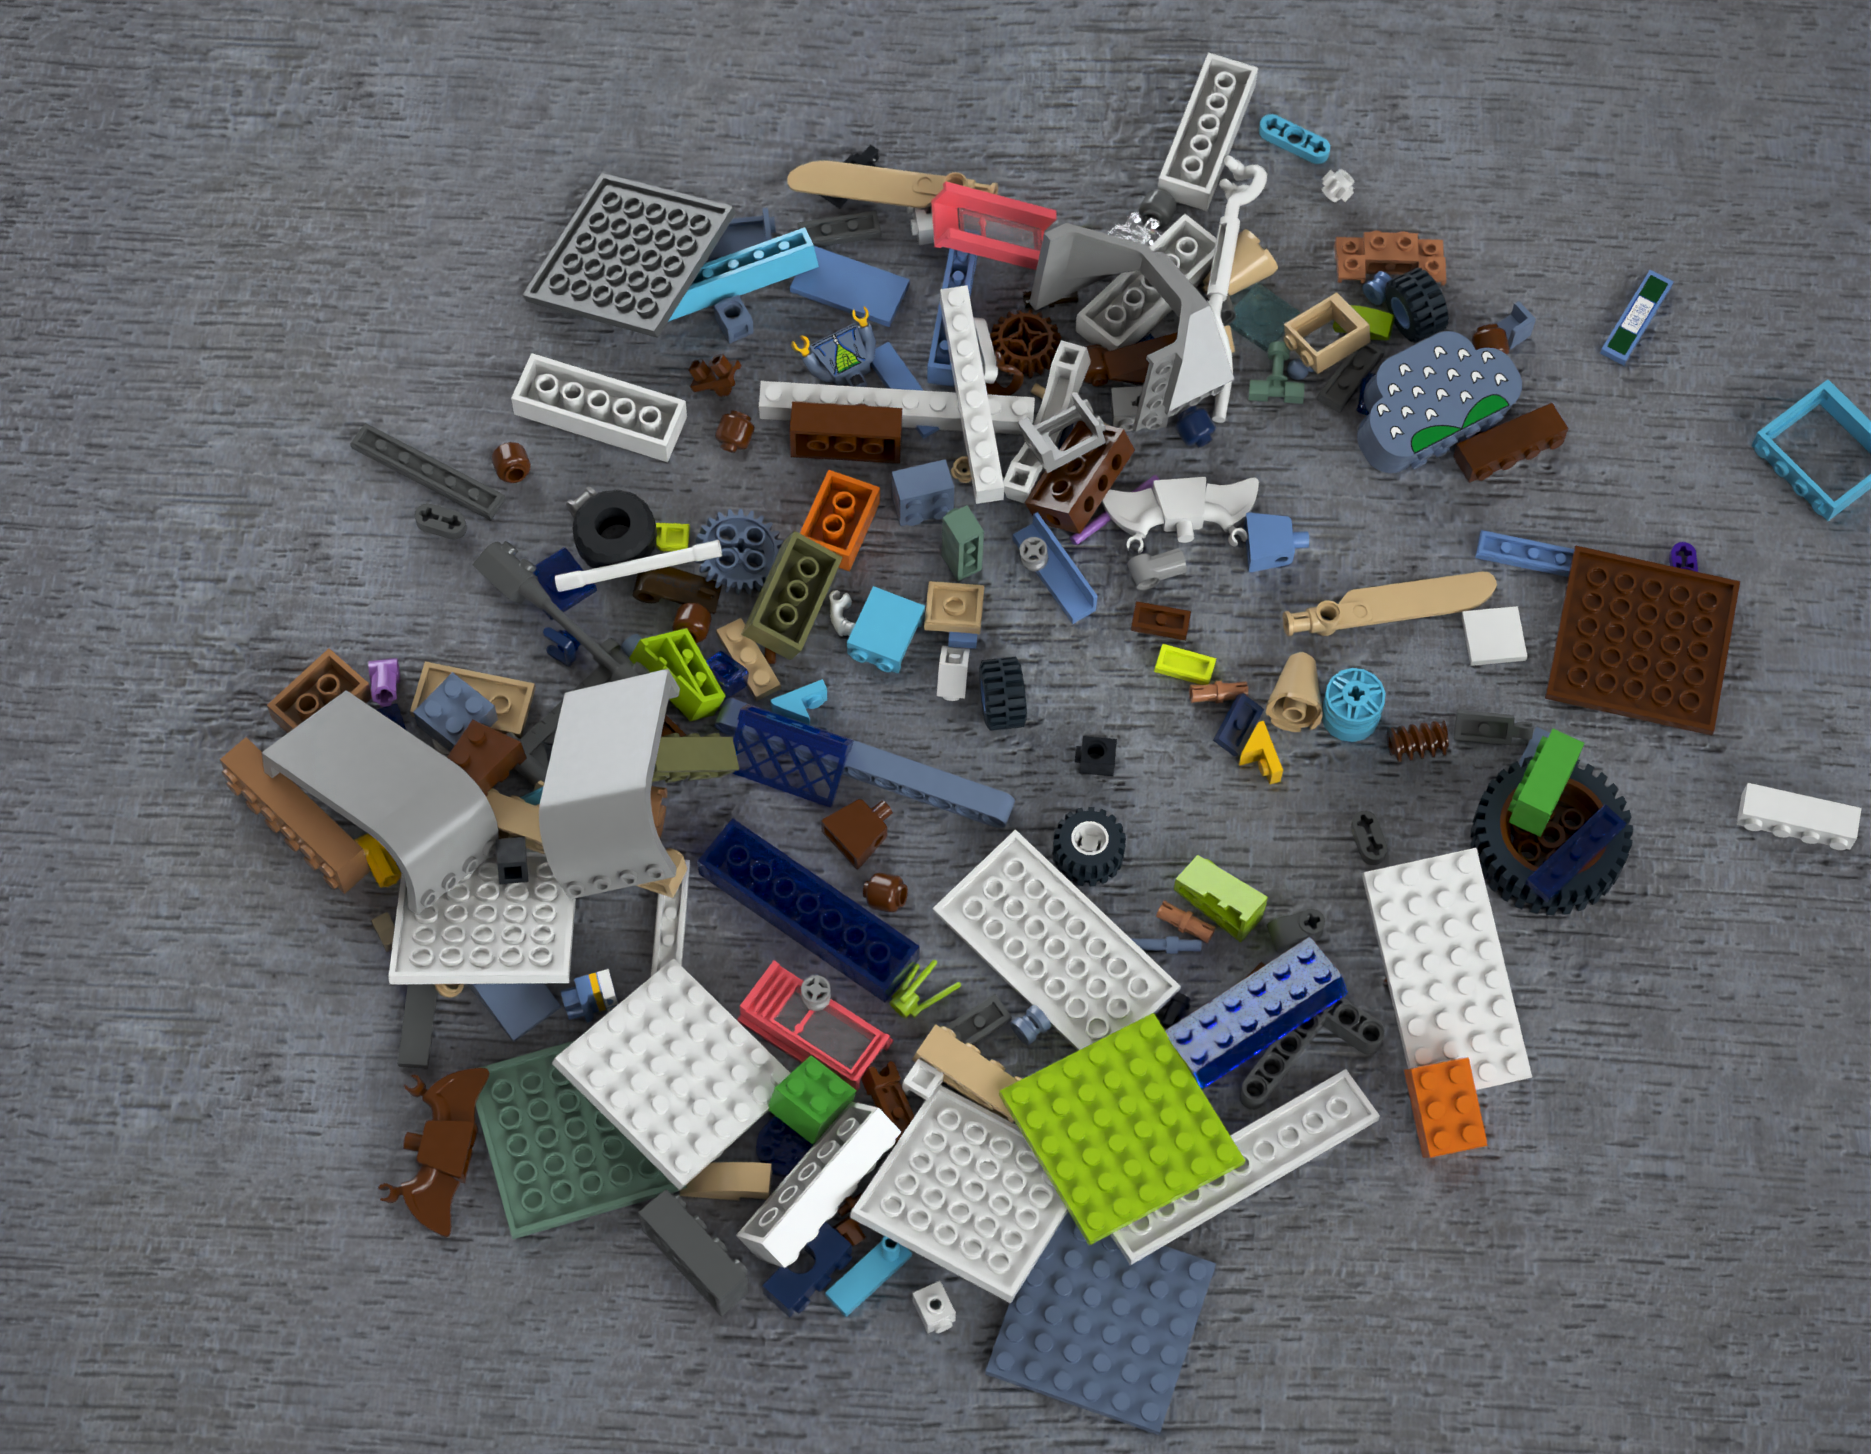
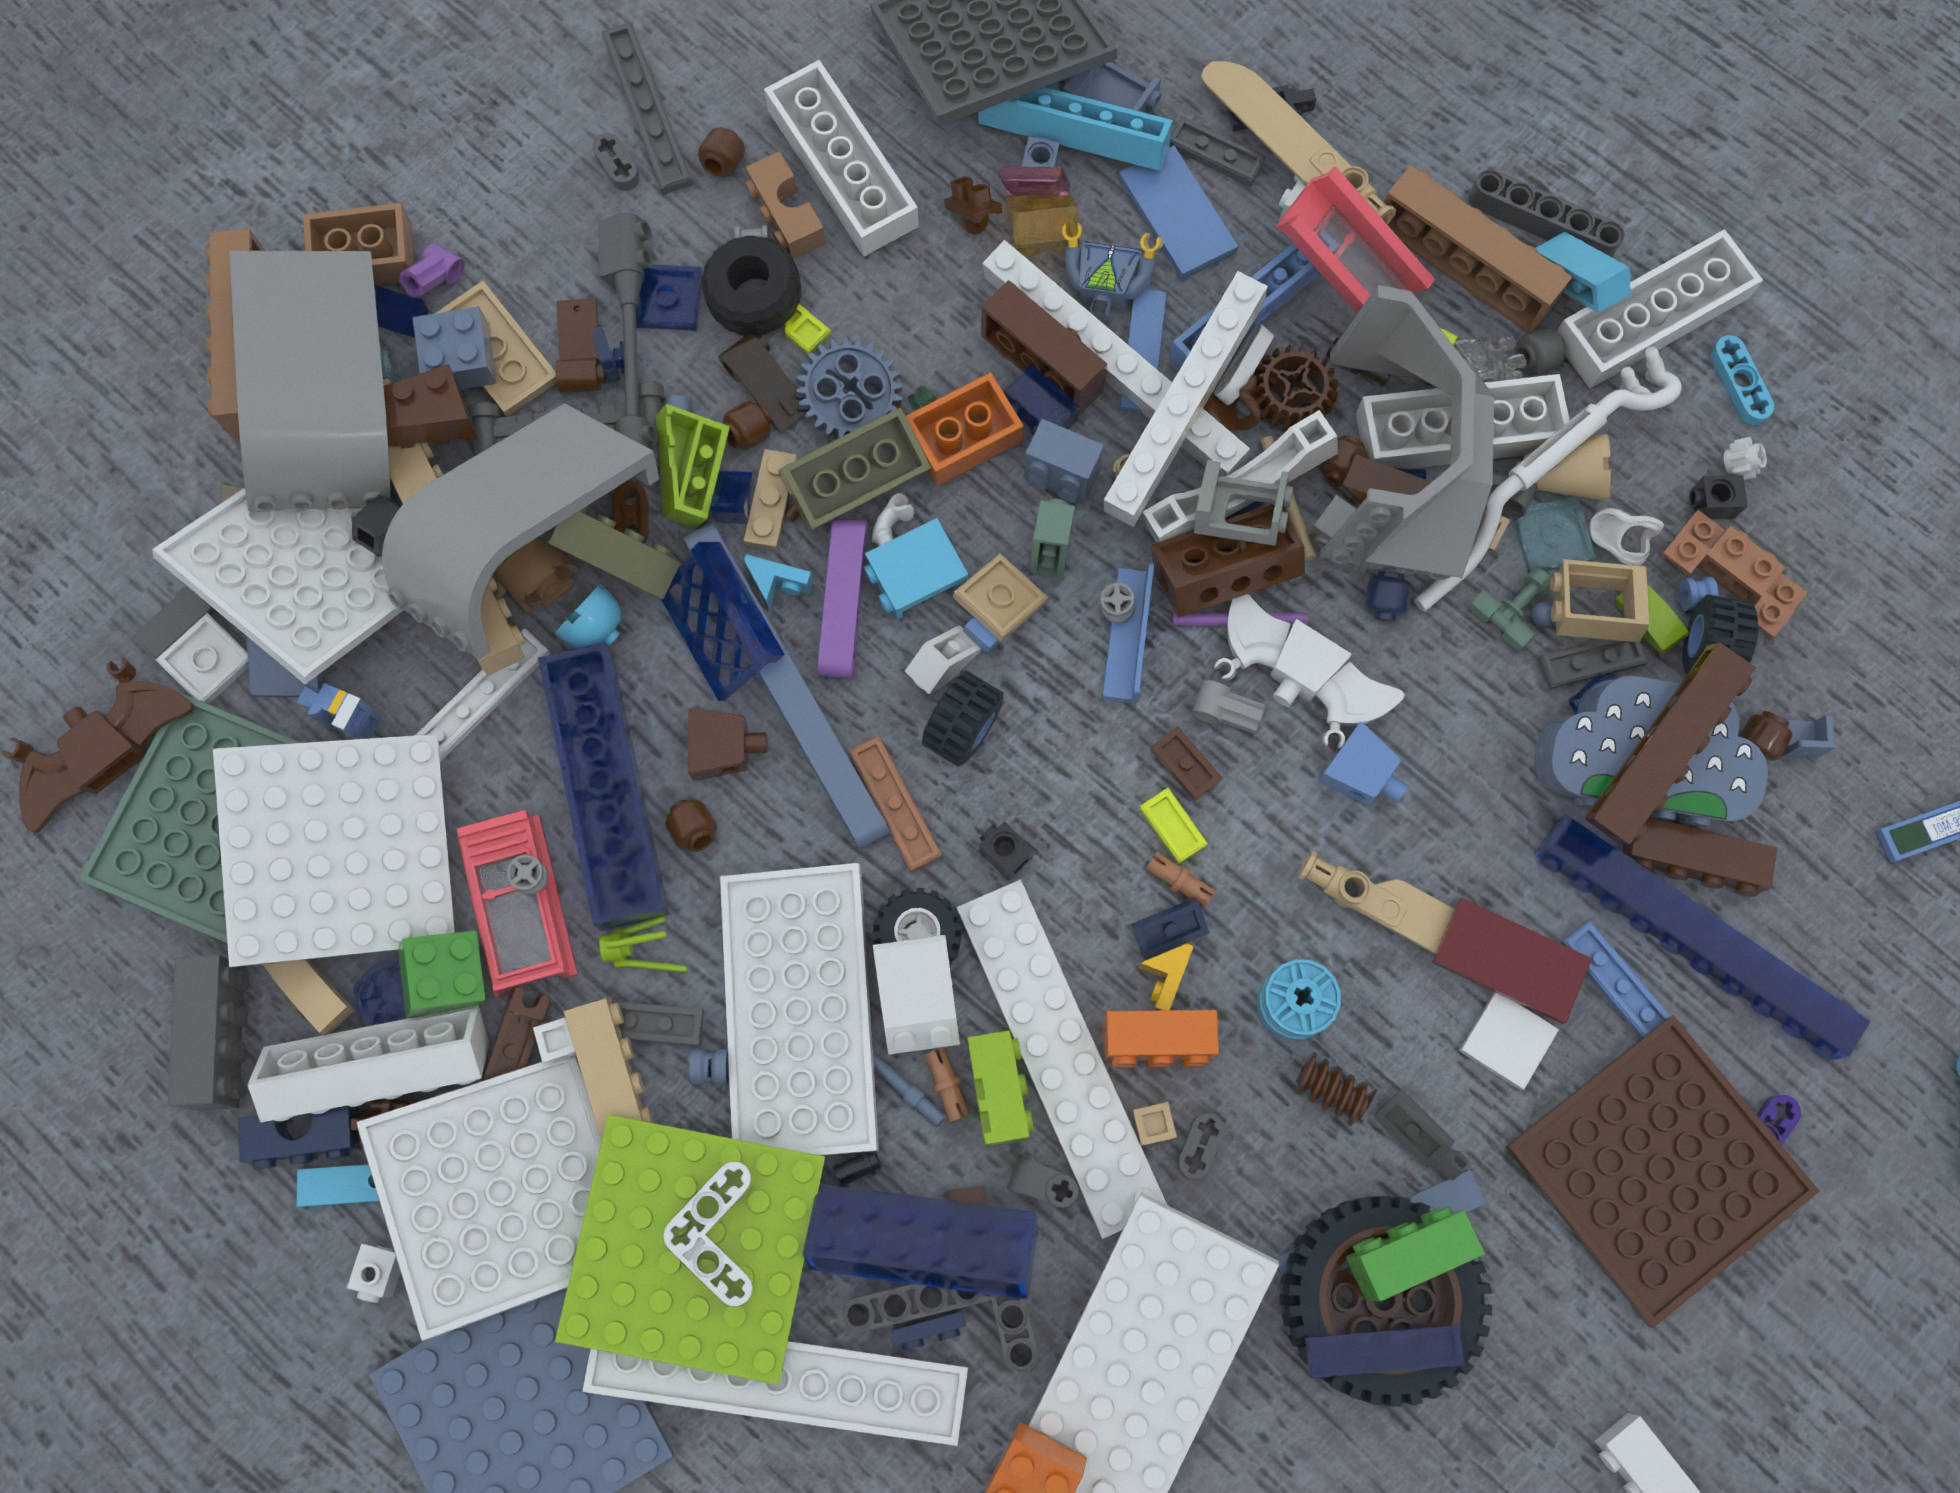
camera: 40 degrees right, 10 degrees up
(460, 1041) = (205, 659): none -> white tile
(529, 657) = (579, 361): none -> reddish brown door
(563, 462) = (795, 227): none -> medium nougat arch
(696, 553) = (795, 360): white piece -> none
(705, 817) = (592, 621): none -> medium azure cylinder
(734, 431) = (945, 272): reddish brown head -> none
(742, 330) = (1035, 180): none -> clear pink tile
(767, 352) = (1039, 220): none -> clear yellow slope
(793, 522) = (922, 398): none -> clear green bush
(854, 683) = (842, 598): none -> medium lavender beam
(873, 466) = (1038, 398): none -> clear blue brick
(1026, 792) = (895, 804): none -> nougat tile
(1067, 174) = (1474, 250): none -> medium nougat brick
(1078, 130) = (1534, 203): none -> dark grey beam
(1124, 875) = (916, 994): none -> white slope
(1125, 1112) = (701, 1242): none -> white beam
(1143, 141) = (1596, 277): none -> medium azure brick
(1241, 850) = (1060, 1055): none -> white plate
(1290, 788) = (1160, 1038): none -> orange brick
(1293, 288) = (1610, 525): none -> white piece
(1296, 695) = (1253, 943): tan cone -> none
(1297, 1076) = (912, 1335): none -> dark blue plate
(1330, 845) = (1154, 1124): none -> tan plate
(1343, 211) = (1728, 489): none -> black brick
(1441, 383) = (1670, 743): none -> reddish brown brick
(1456, 586) = (1512, 960): none -> dark red tile
(1551, 490) = (1702, 939): none -> clear blue brick

